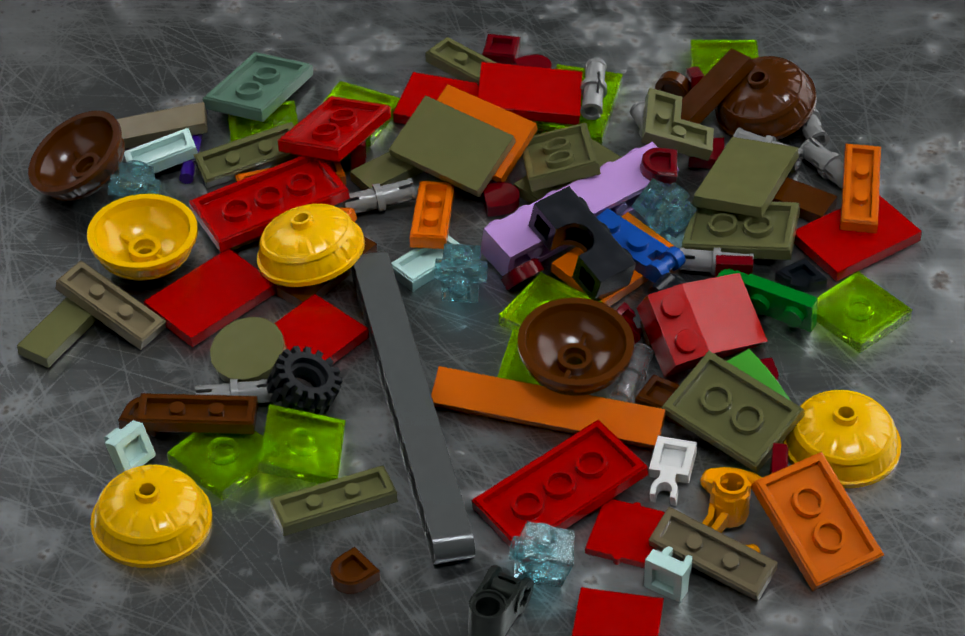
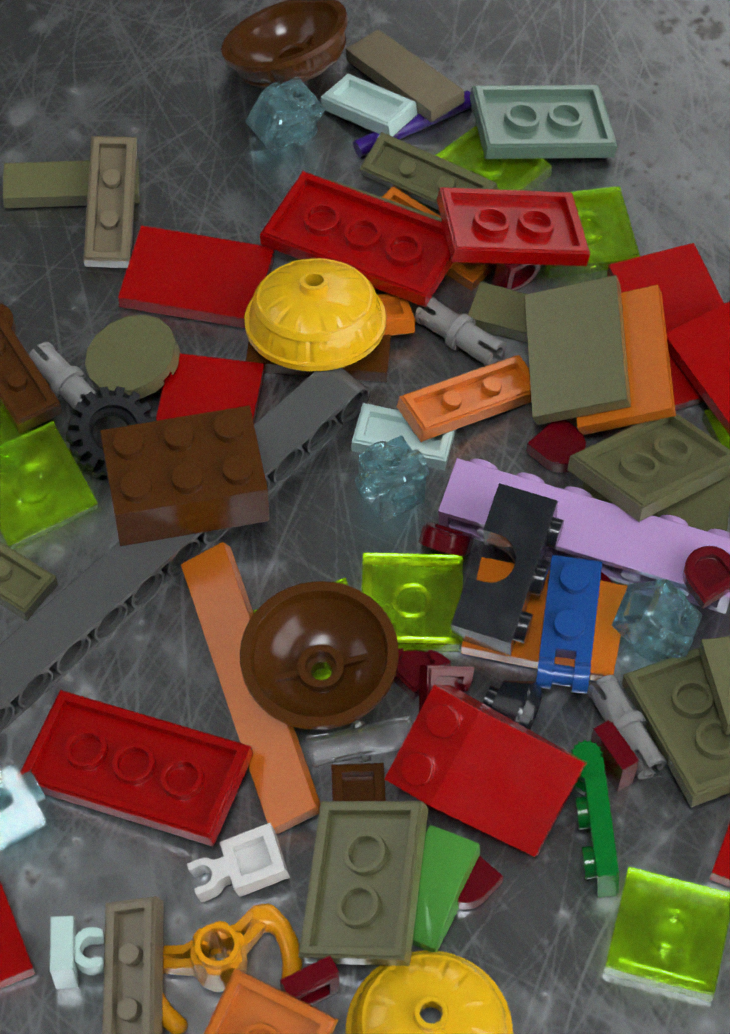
camera: 55 degrees right, 15 degrees up
(142, 236) = (212, 164): yellow hat -> none
(386, 347) = (185, 475): none -> reddish brown brick
(623, 532) = (121, 868): red piece -> none
(801, 277) = (679, 835): black tile -> none

